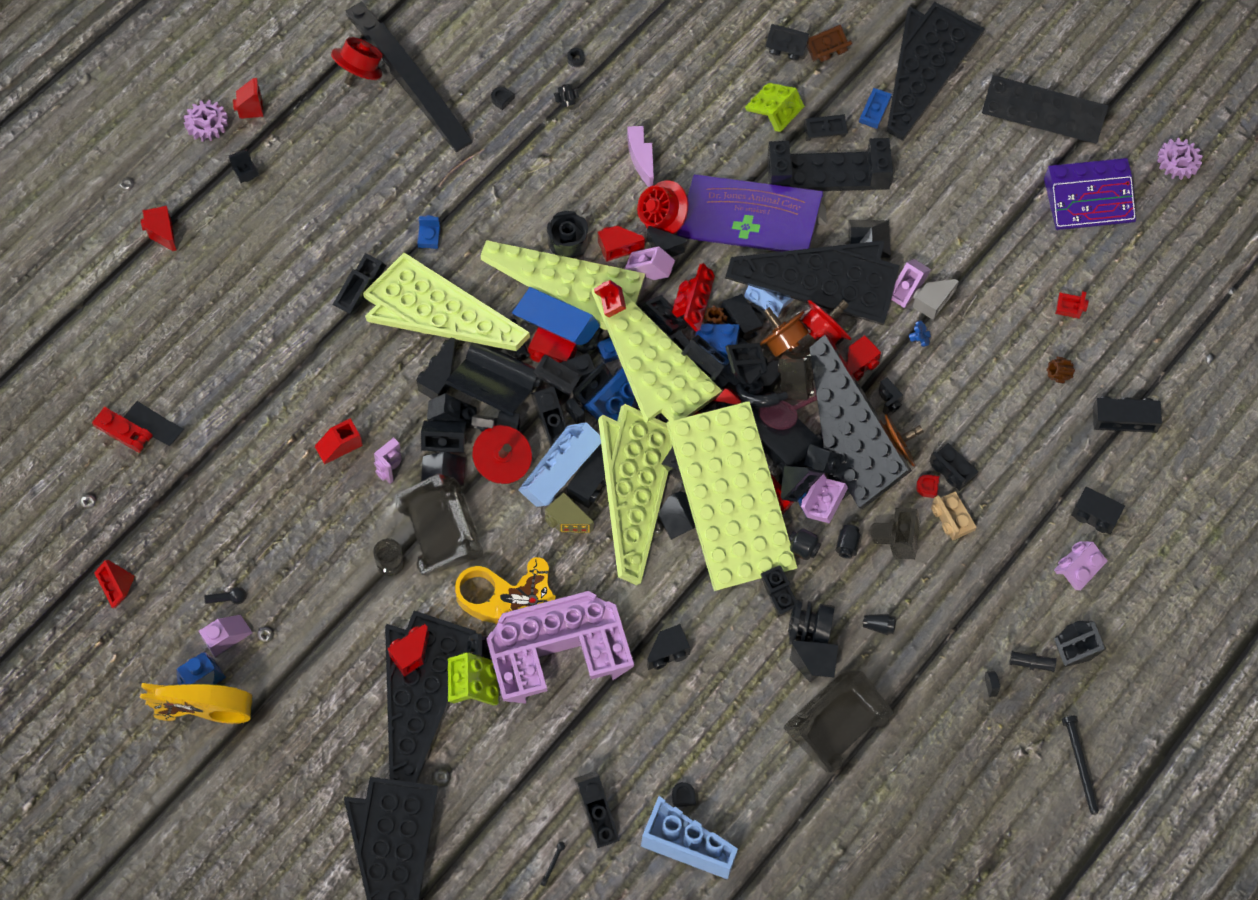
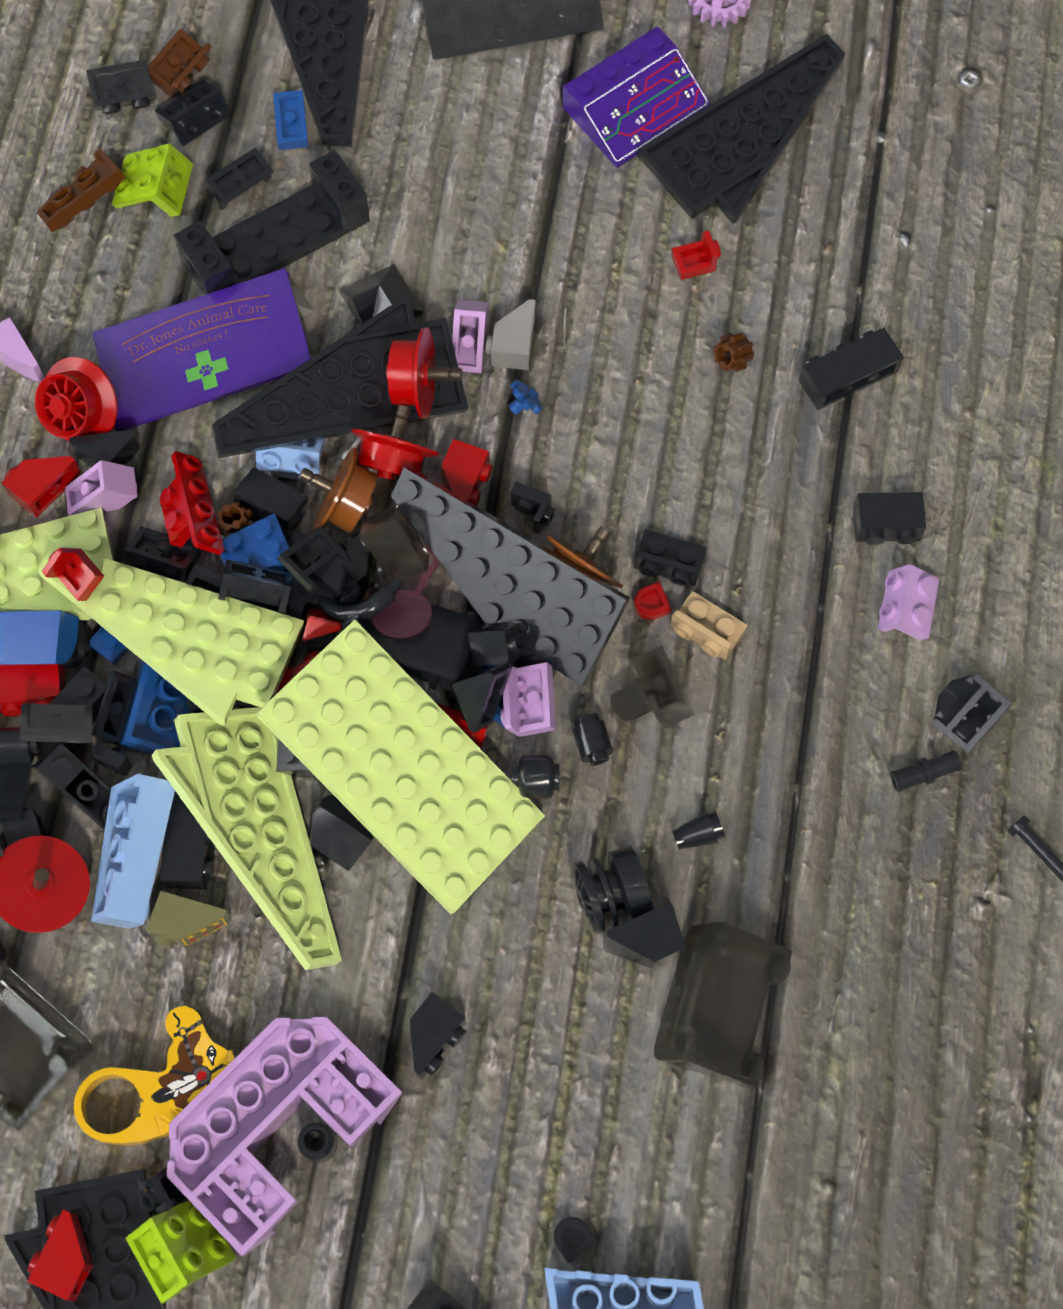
camera: 30 degrees left, 5 degrees up
(574, 668) = (309, 1135): none -> black brick
(737, 90) = (82, 194): none -> reddish brown wing
(778, 590) = (538, 862): black slope -> none
(821, 76) = (194, 111): none -> black bracket
(862, 286) = (413, 372): none -> red piece
(992, 683) = (892, 831): black tile -> none
(1137, 249) = (736, 141): none -> black wing

